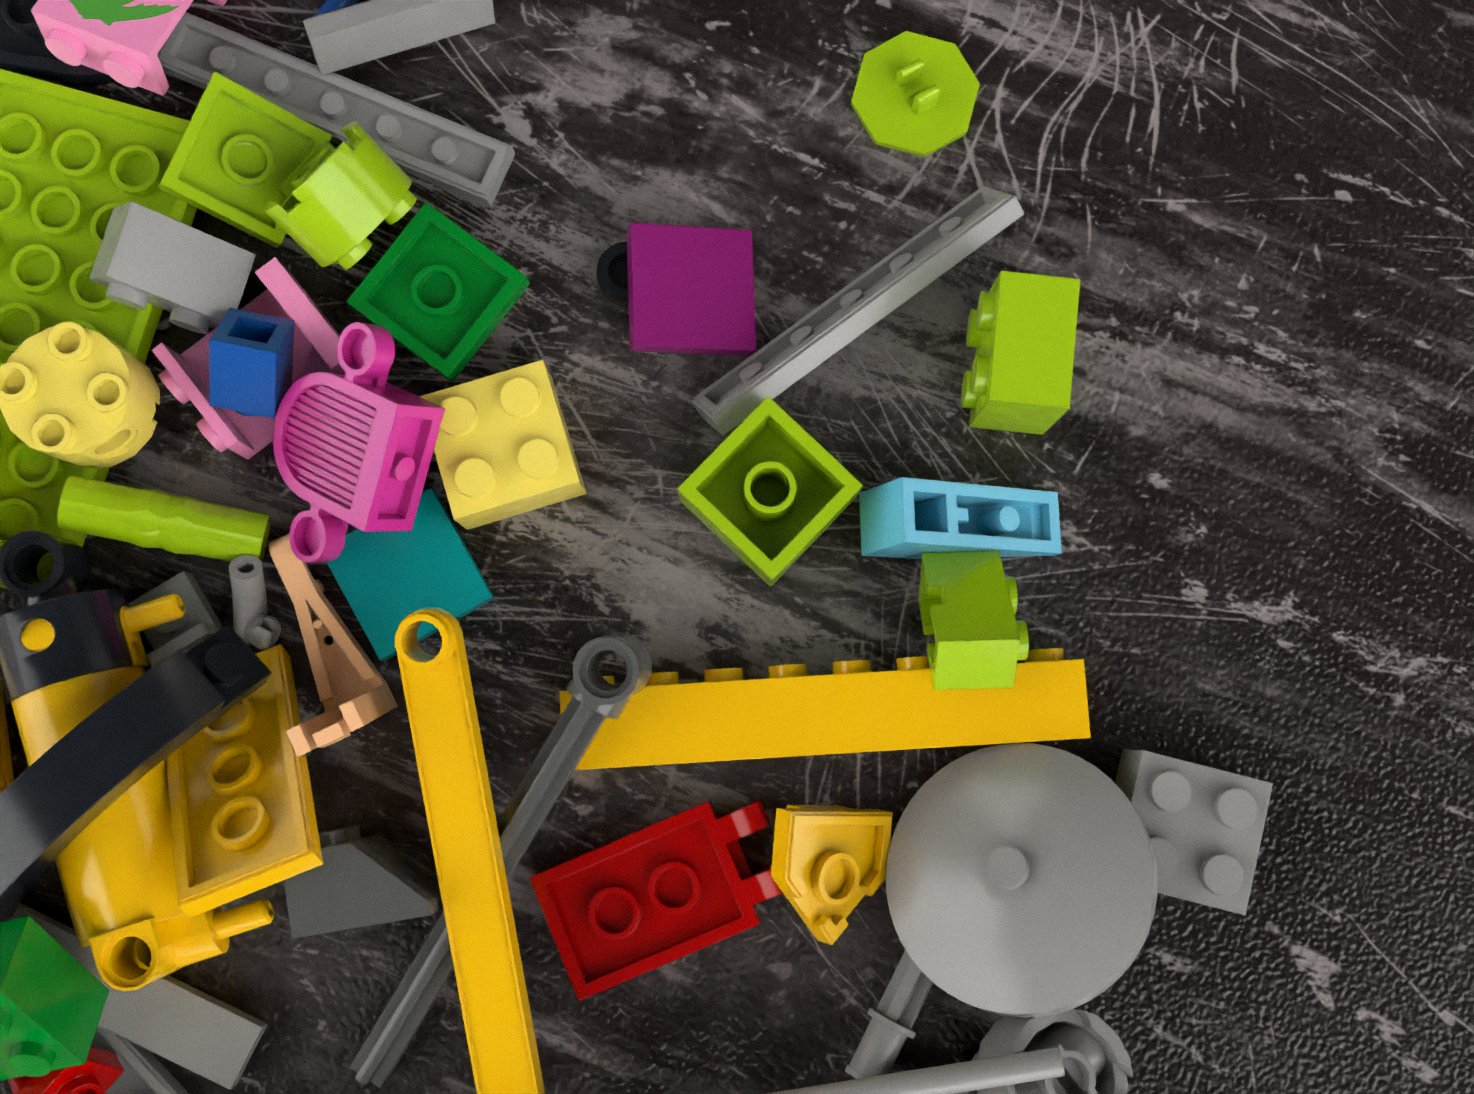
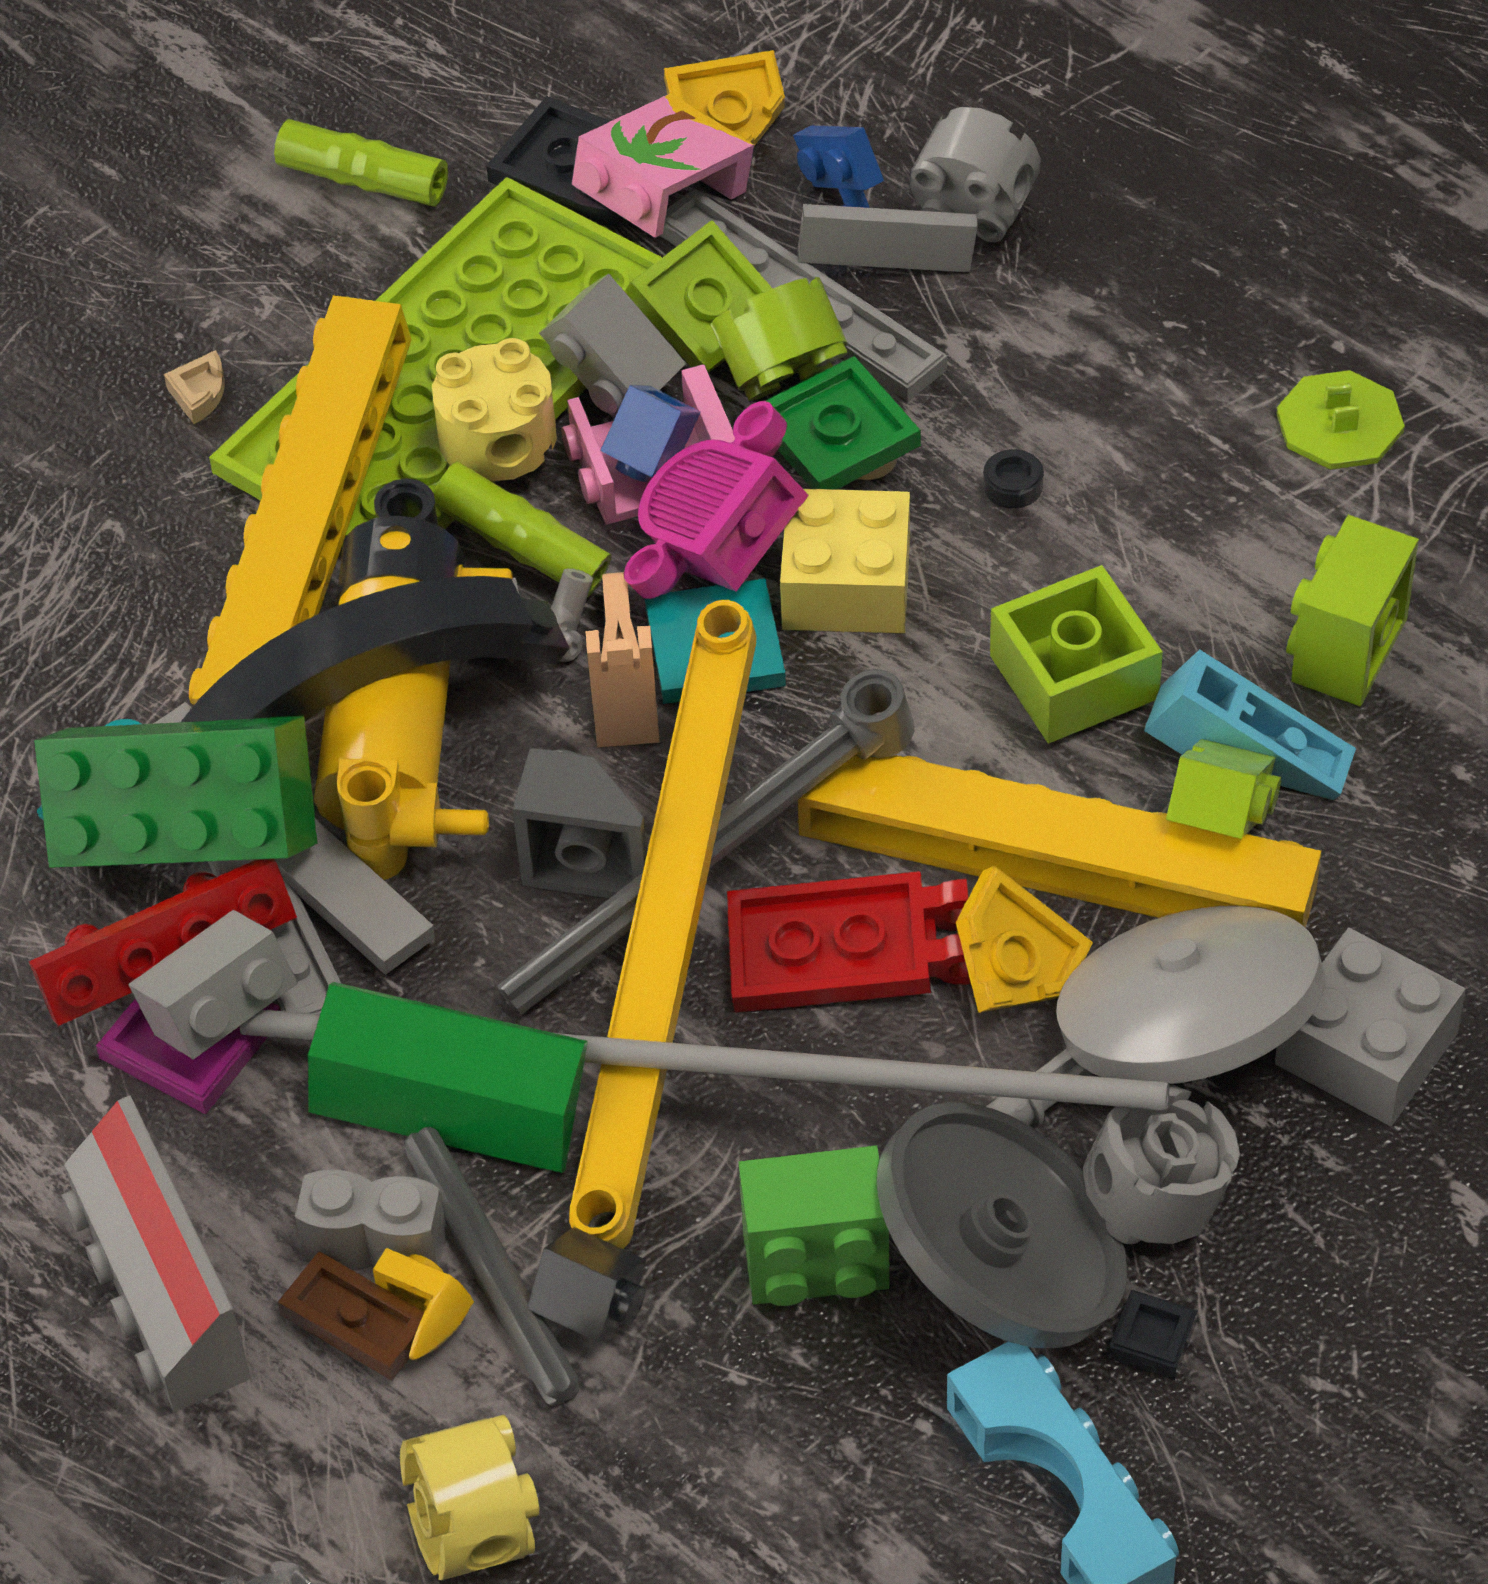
camera: 25 degrees right, 30 degrees down
(243, 798) = (507, 708): yellow tile -> none
(690, 290) = (1066, 497): magenta tile -> none
(856, 307) = (1237, 541): light grey tile -> none

